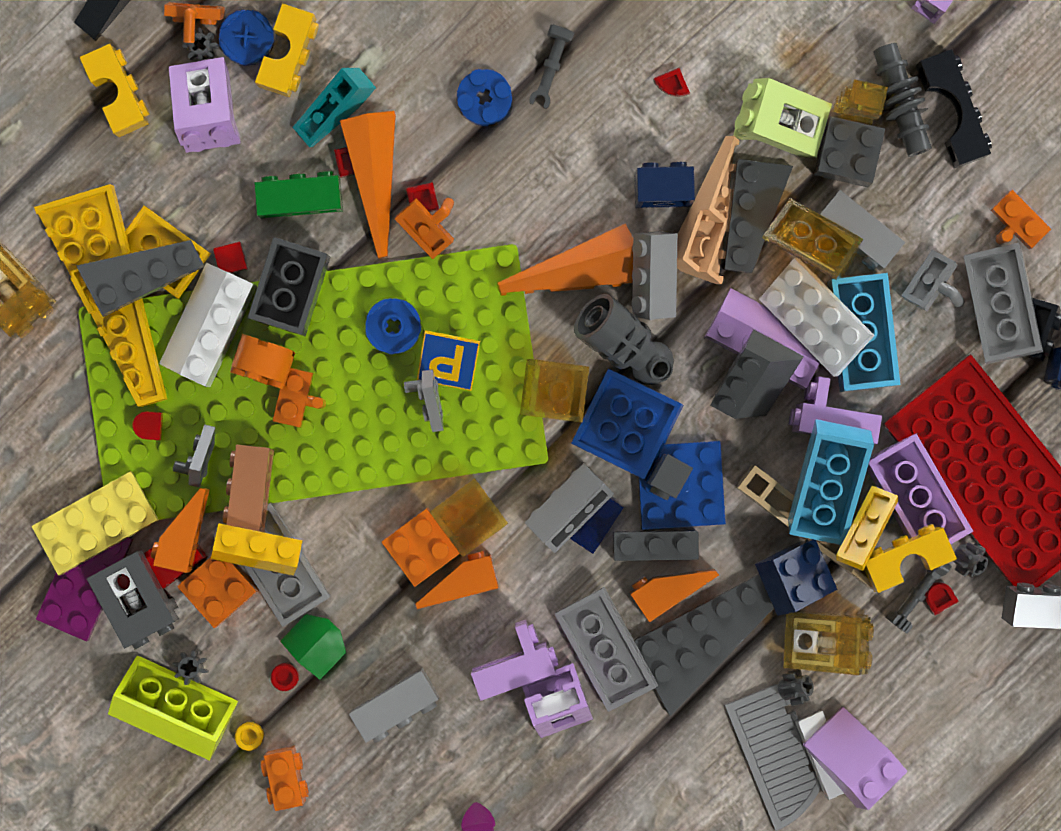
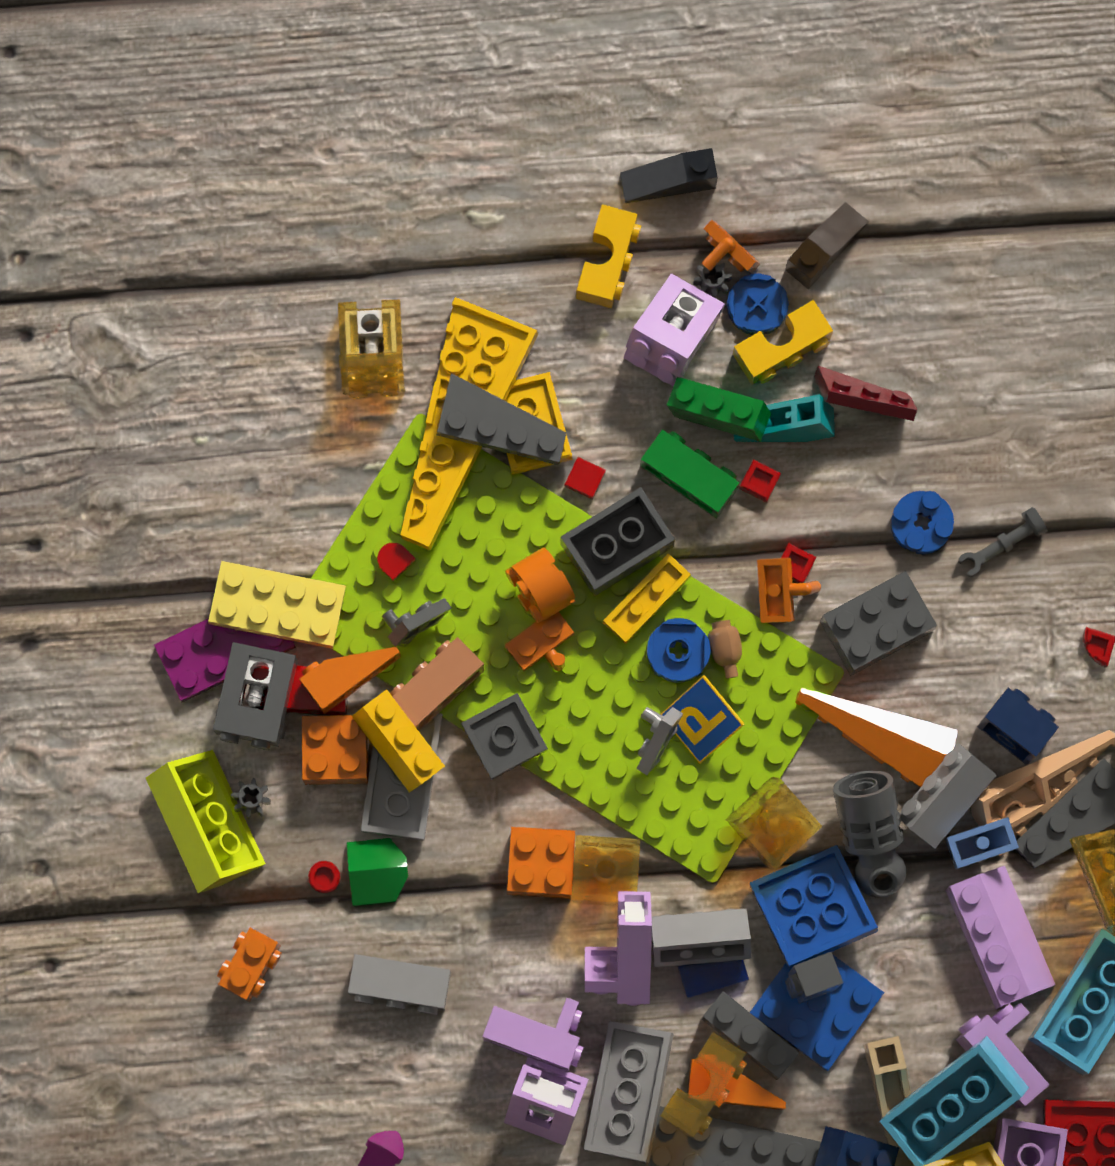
camera: 40 degrees right, 10 degrees down
(208, 325) = (519, 517): white slope -> none
(249, 736) = (249, 902): yellow tile -> none
(281, 135) = (719, 409): none -> green brick
(325, 483) = (504, 736): none -> dark grey plate
(342, 308) = (646, 598): none -> yellow plate
(371, 153) = (784, 487): orange wedge -> none
(372, 42) = (861, 395): none -> dark red wing
(423, 297) = (725, 646): none -> medium nougat plant
(467, 579) = (557, 925): orange slope -> none
(512, 193) = (878, 623): none -> dark grey brick
(535, 570) = (627, 966): none -> lavender brick
(659, 632) = (721, 1062): none -> clear yellow arch
(704, 287) = (981, 843): none -> medium blue slope
(756, 377) = (963, 960): dark grey slope -> none
(816, 317) = (1061, 951): white plate -> none

